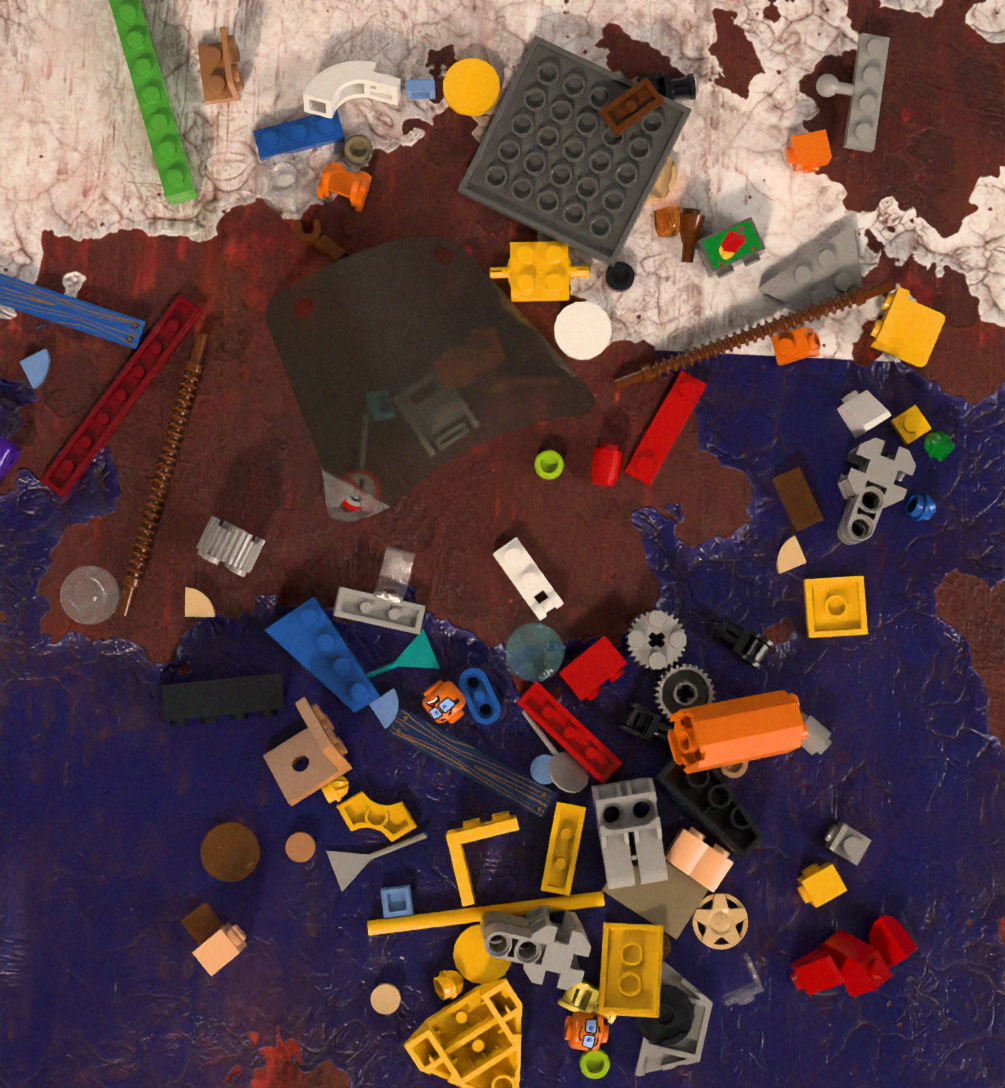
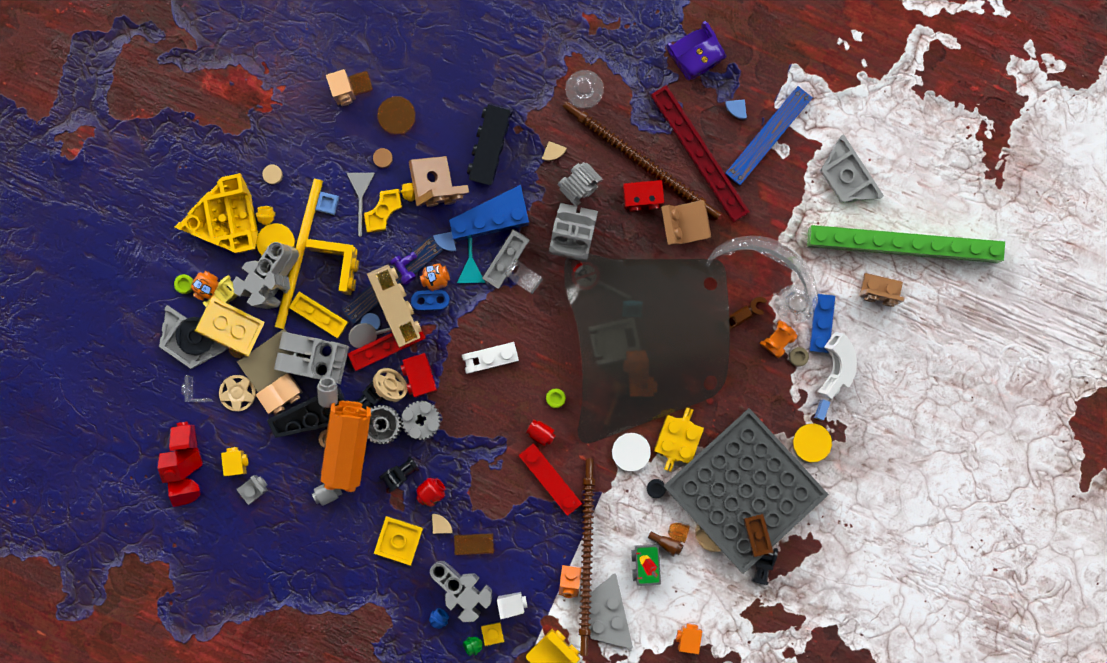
camera: 115 degrees right, 0 degrees up
(72, 176) = (848, 174): none -> light grey wing
(212, 452) = (642, 195): none -> red brick
(222, 231) = (778, 252): none -> clear windscreen
(228, 374) = (686, 222): none -> medium nougat bracket
(304, 526) = (573, 232): none -> light grey connector
(443, 758) = (400, 264): none -> dark purple piece
(512, 739) = (394, 307): none -> tan piece
(534, 652) = (444, 344): clear light blue dish -> none
(626, 705) = (388, 386): none -> tan wheel
(672, 786) = (327, 392): none -> light grey brick
(750, 587) = (430, 492): none -> red head

